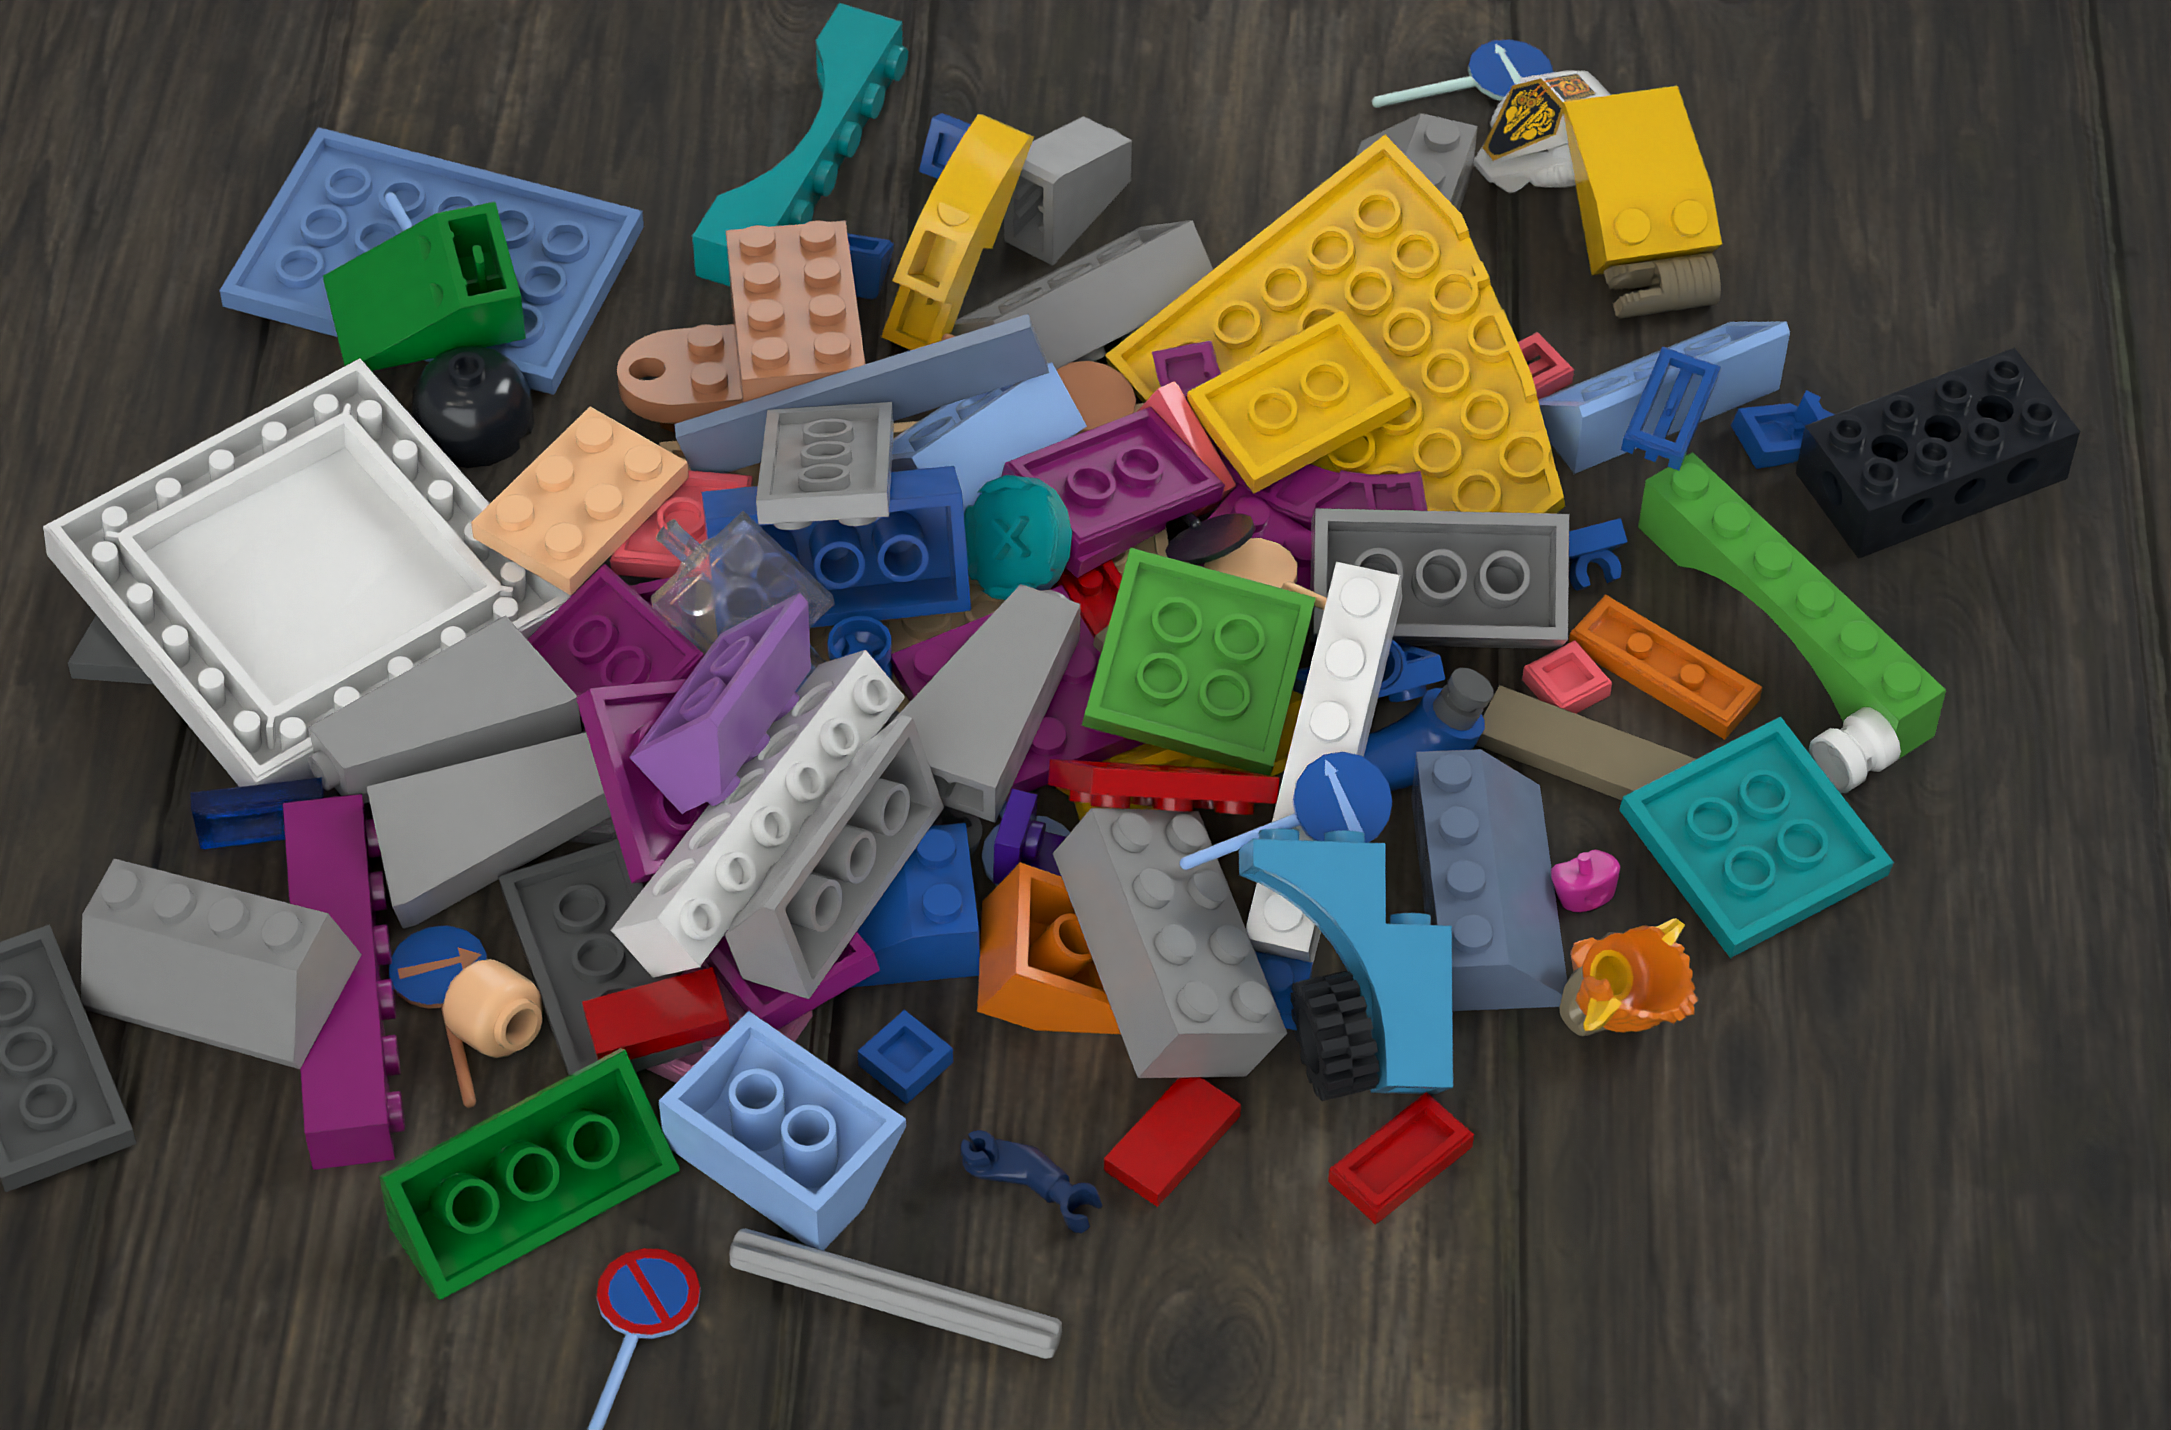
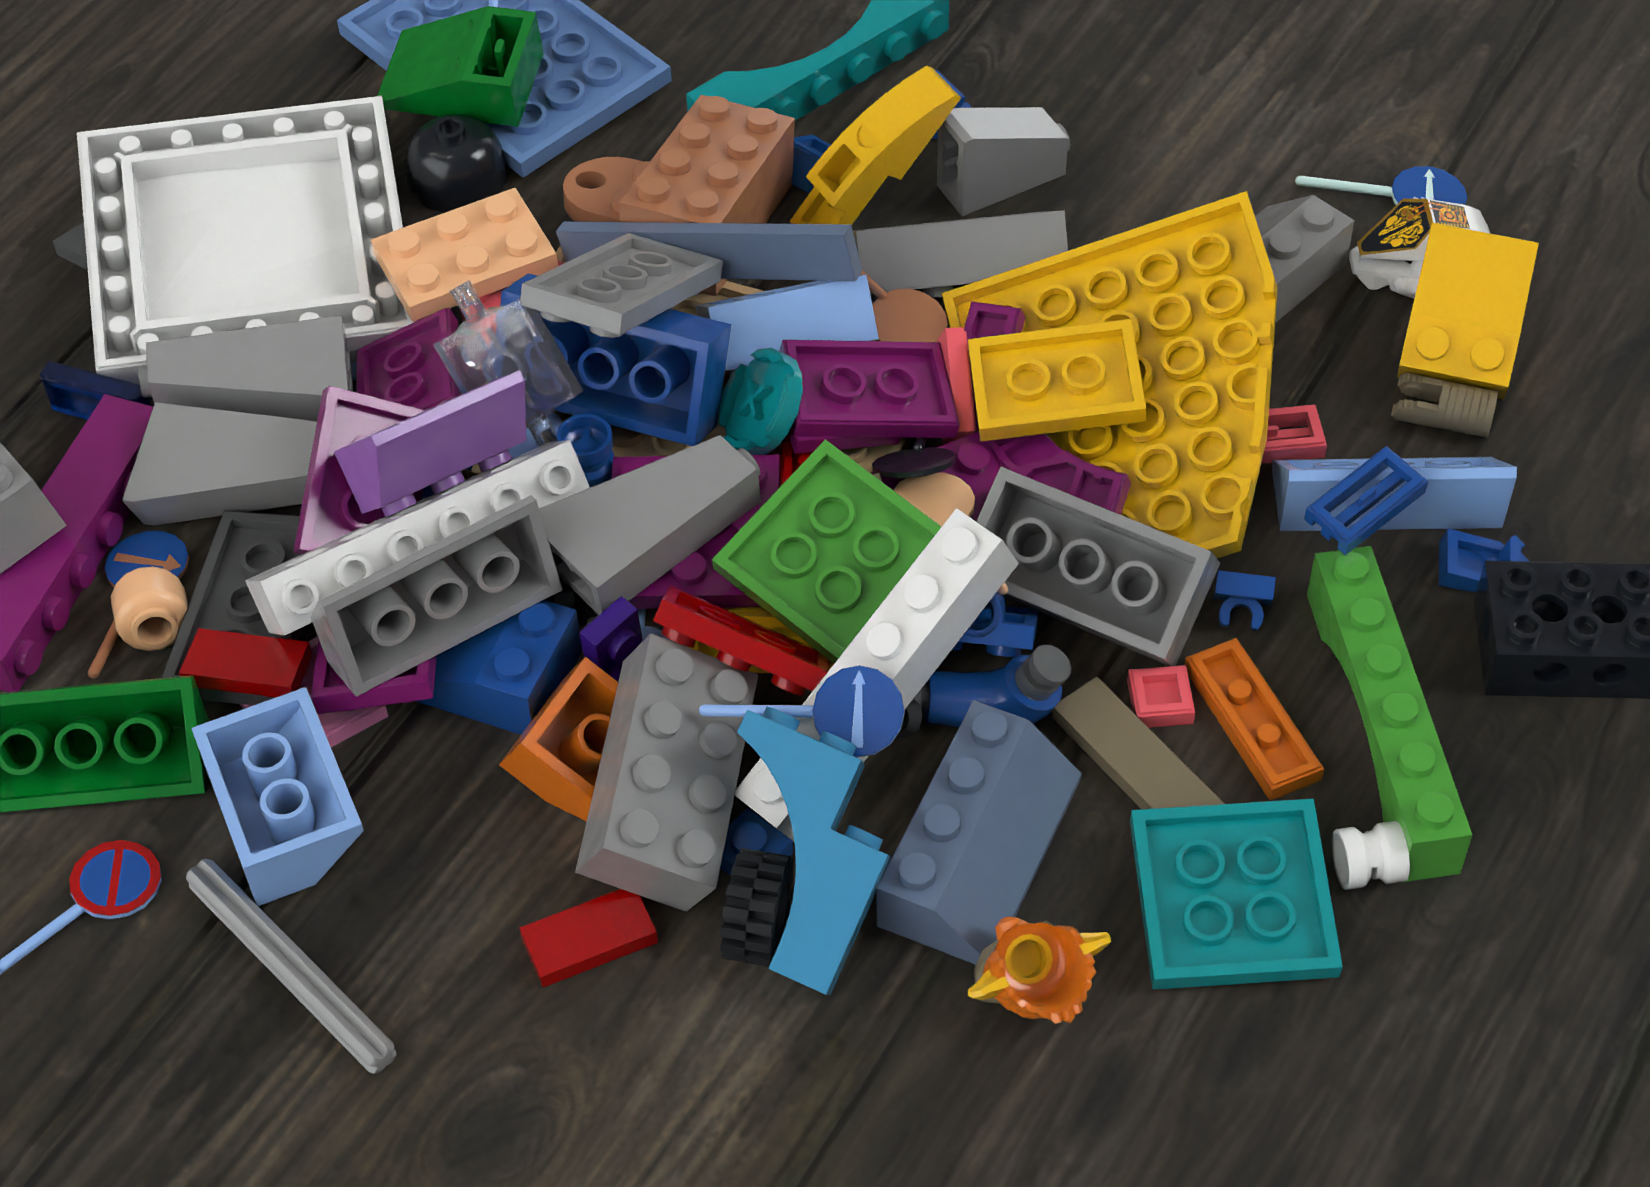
camera: 30 degrees right, 0 degrees up
(905, 1056) = (424, 777): blue plate -> none
(1027, 1165) = (458, 906): dark blue arm -> none
(1400, 1158) = (761, 1036): red tile -> none
(1586, 880) = (1066, 869): dark pink piece -> none

